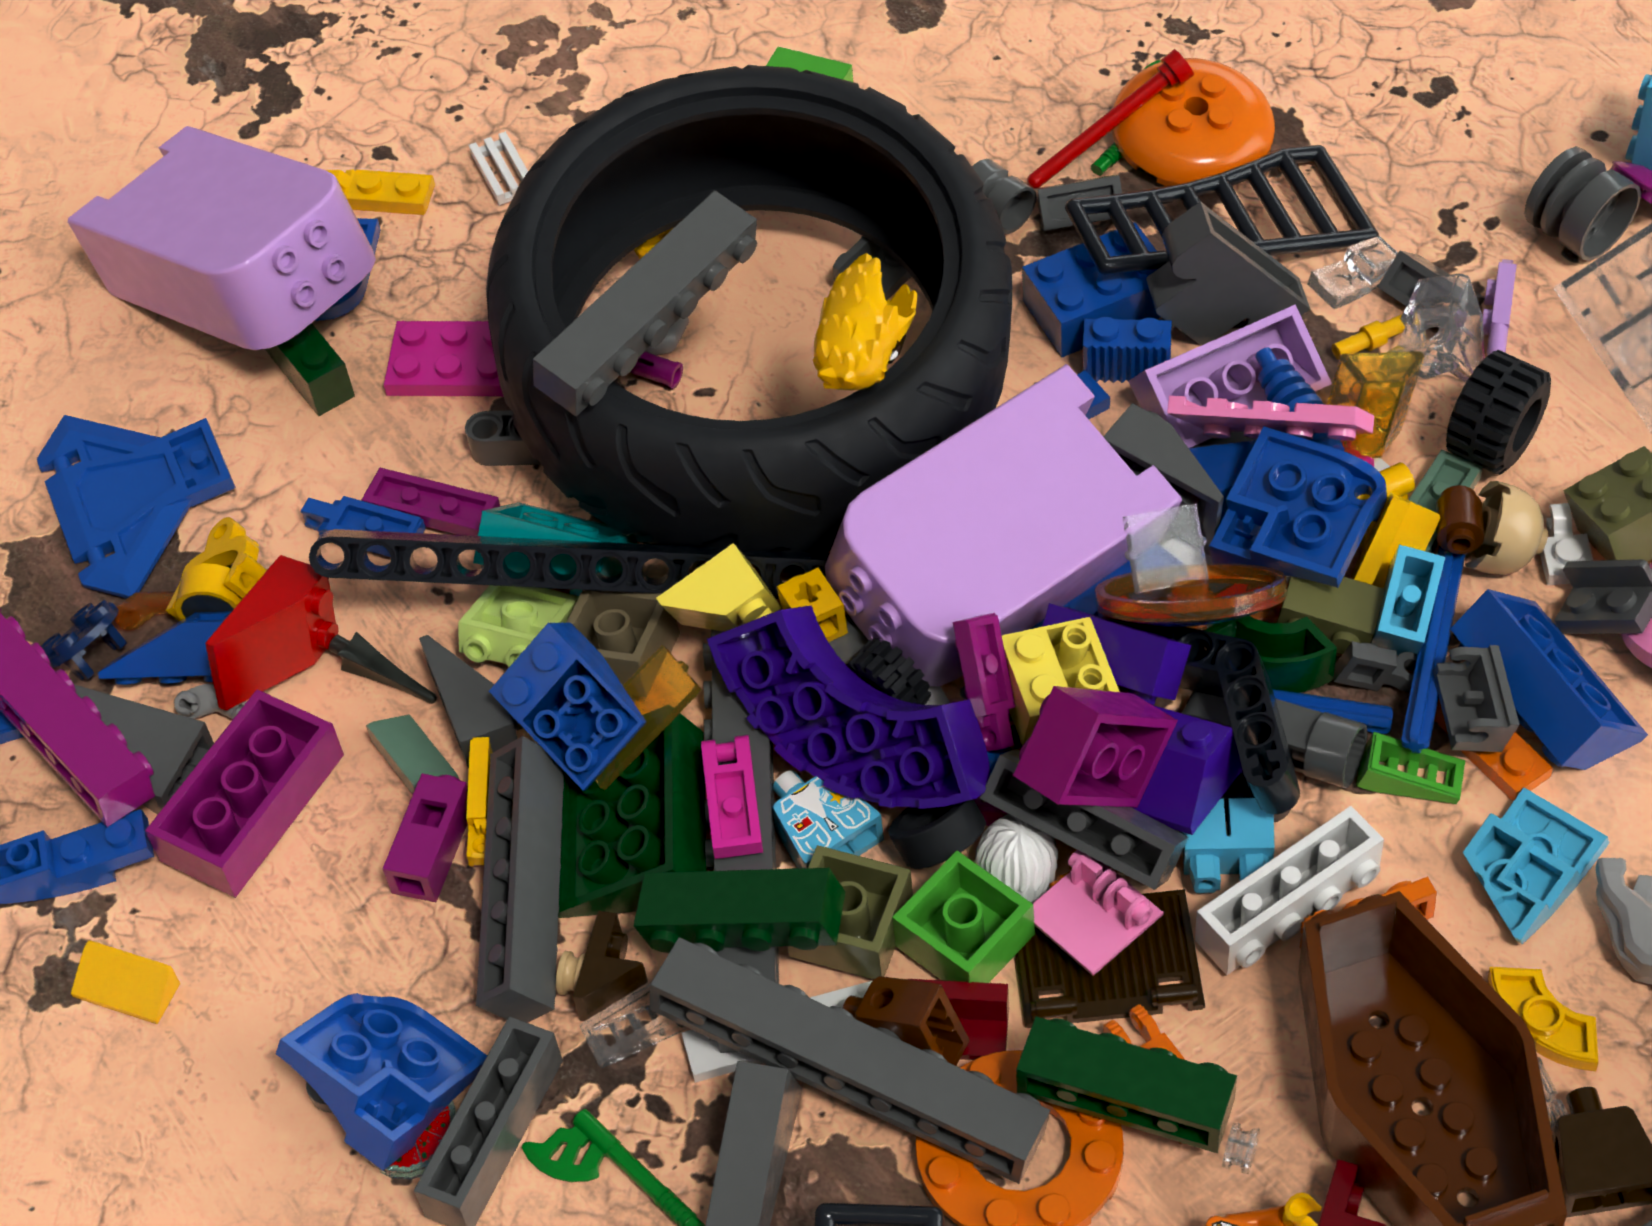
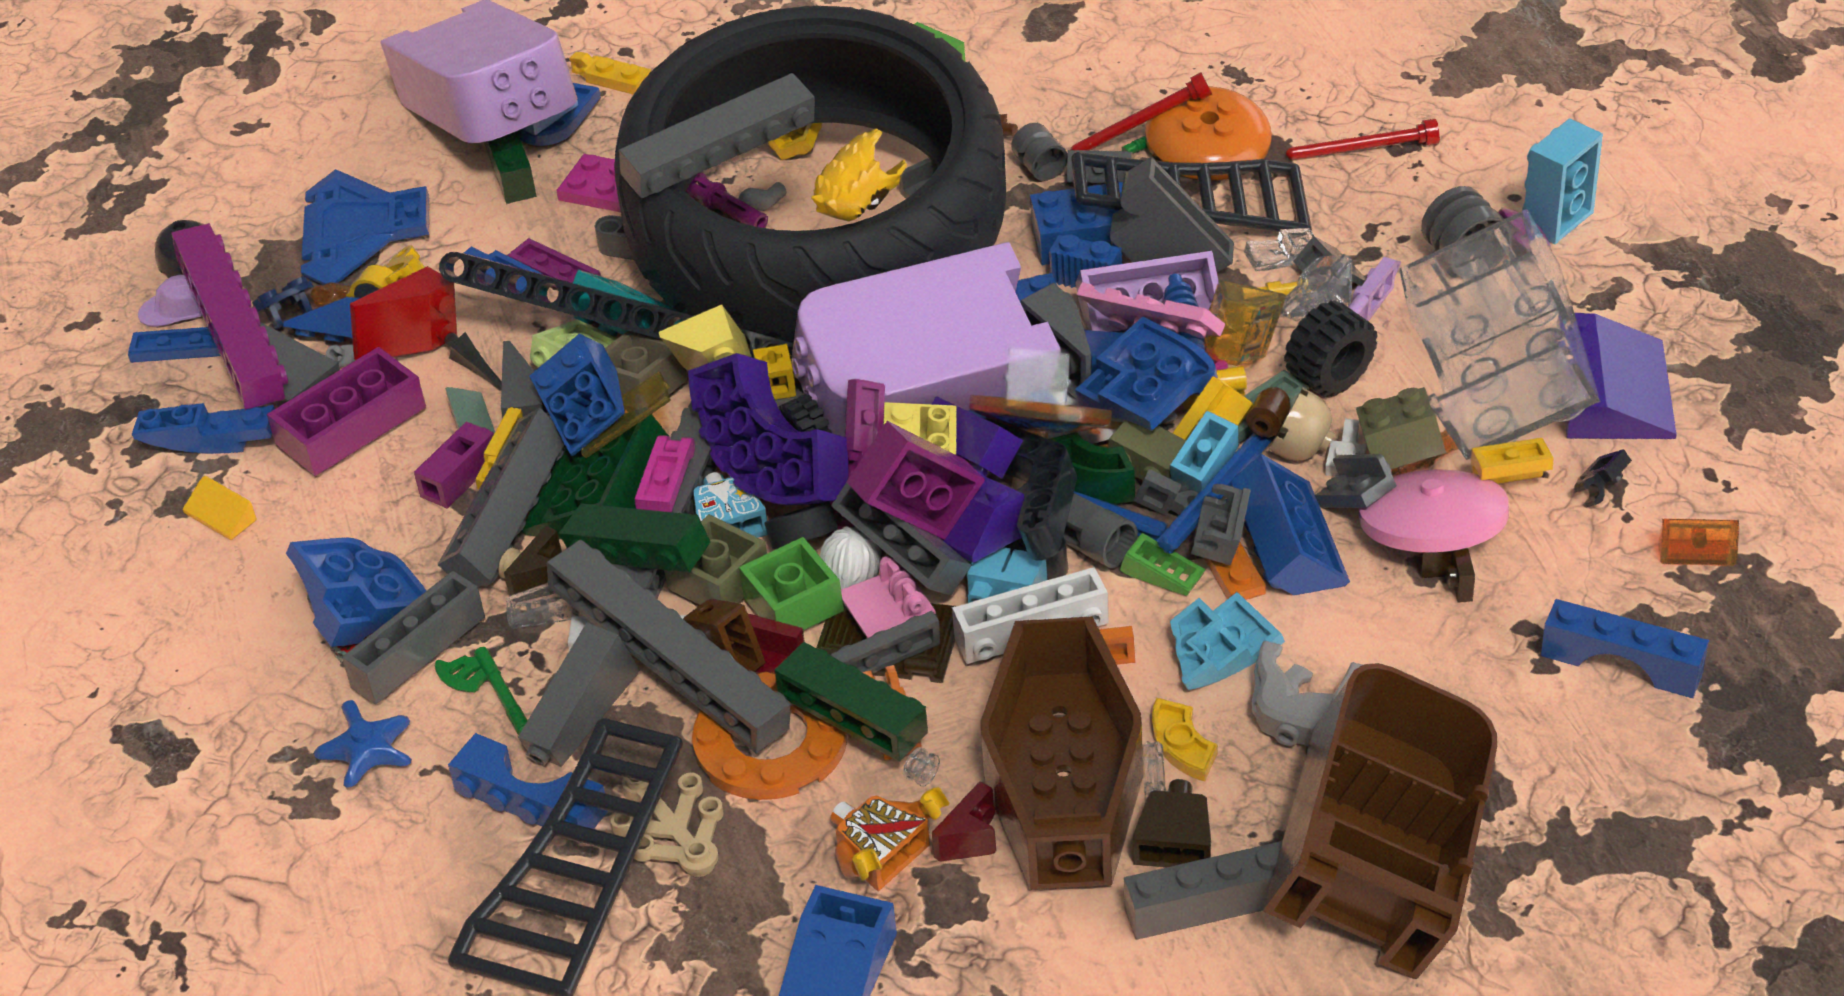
camera: 15 degrees right, 10 degrees down
(1124, 981) = (892, 645): none -> dark grey plate
(1460, 68) = (1425, 133): none -> red piece

